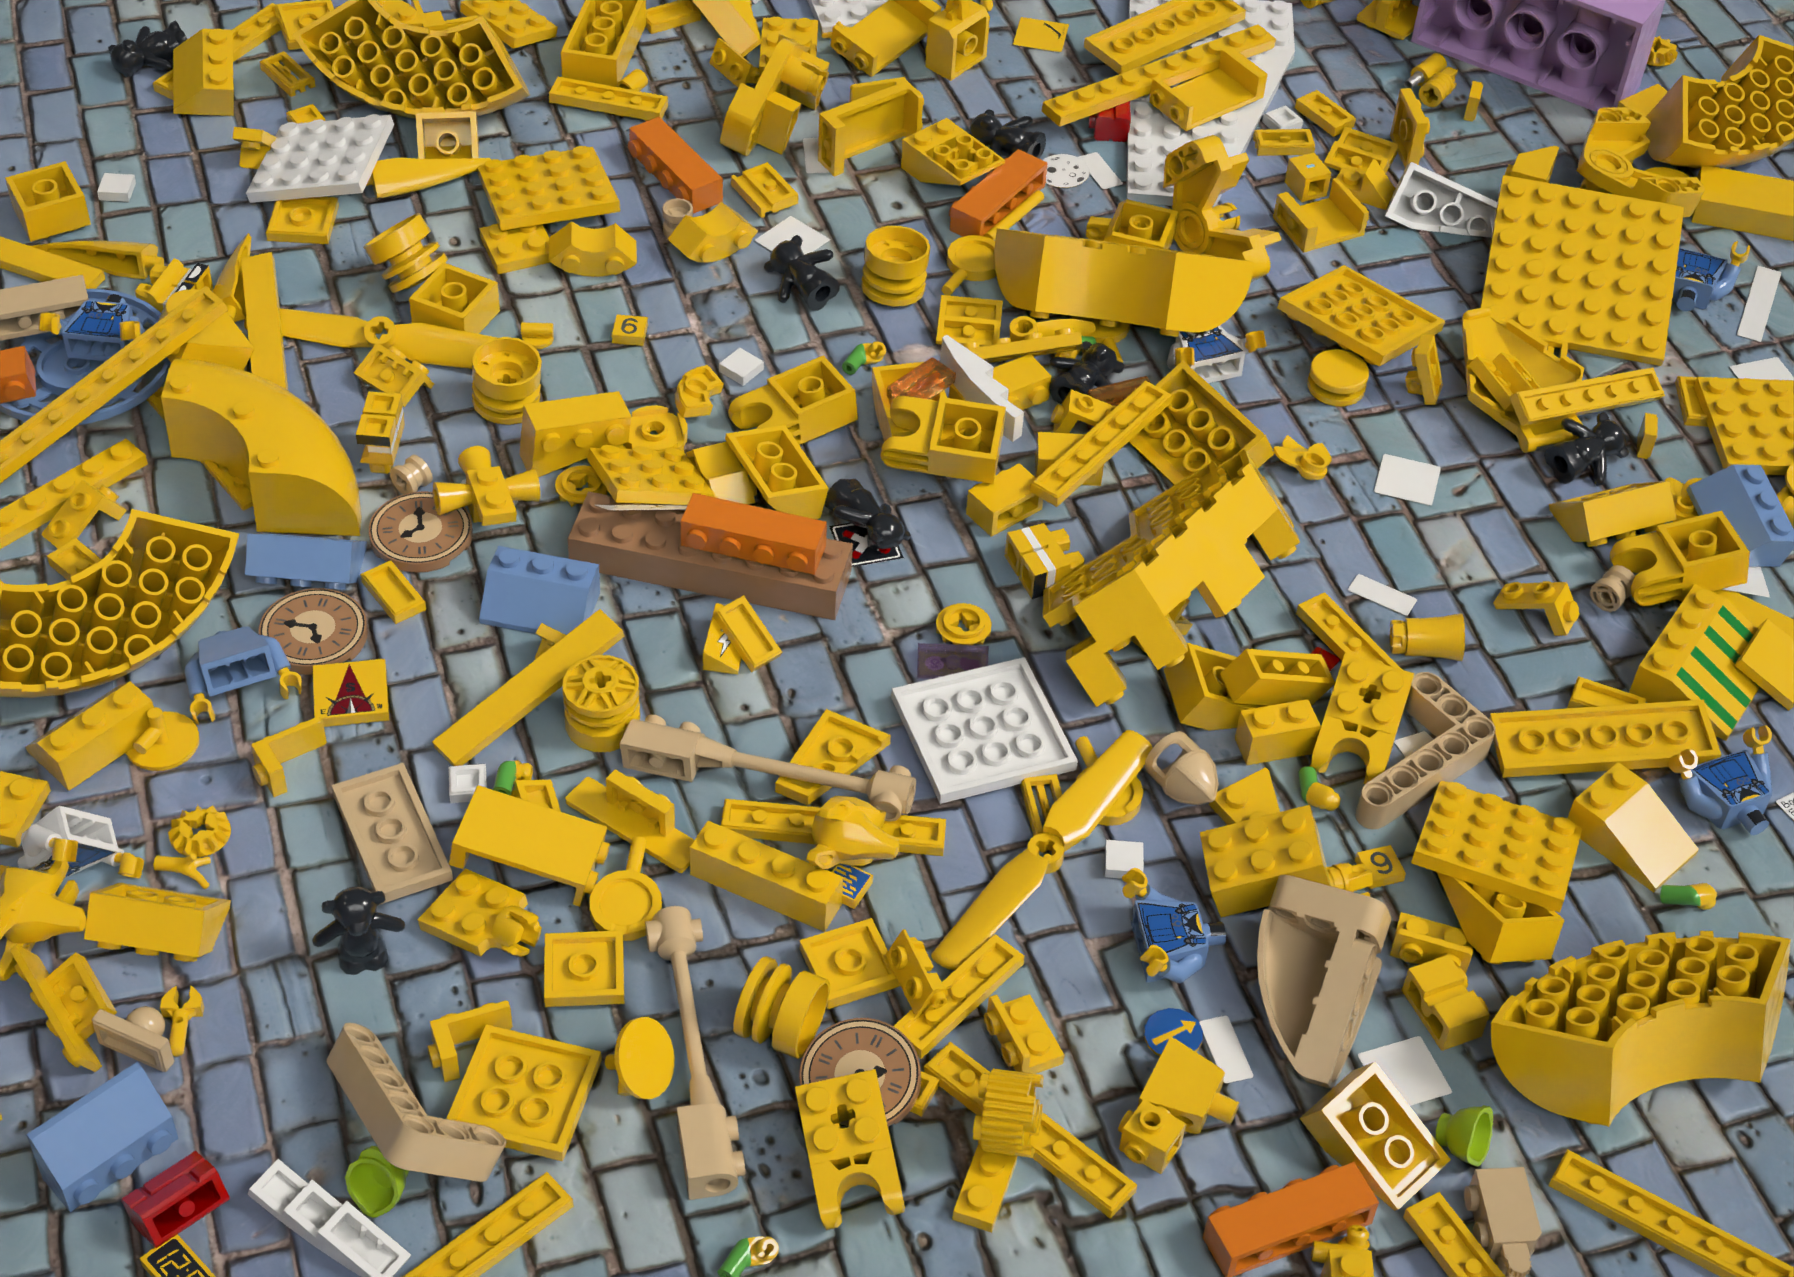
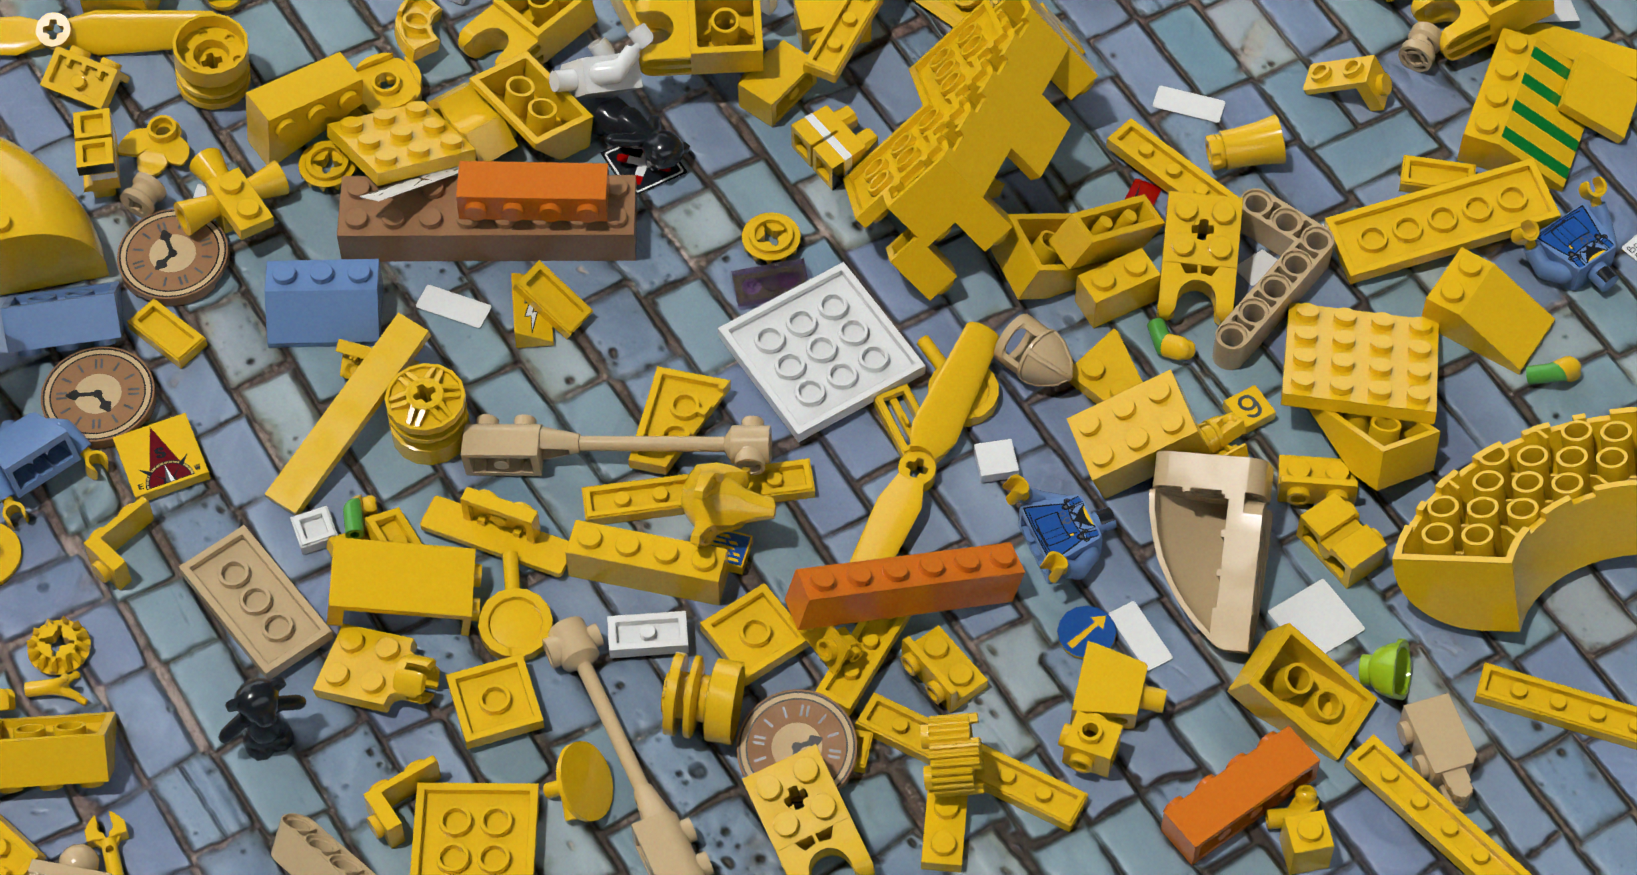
camera: 10 degrees left, 10 degrees up
(437, 440) = (154, 149): none -> yellow plate
(657, 623) = (453, 306): none -> white sticker
(746, 939) = (647, 634): none -> white plate
(850, 454) = (604, 72): none -> white torso
(1002, 945) = (904, 585): none -> orange brick

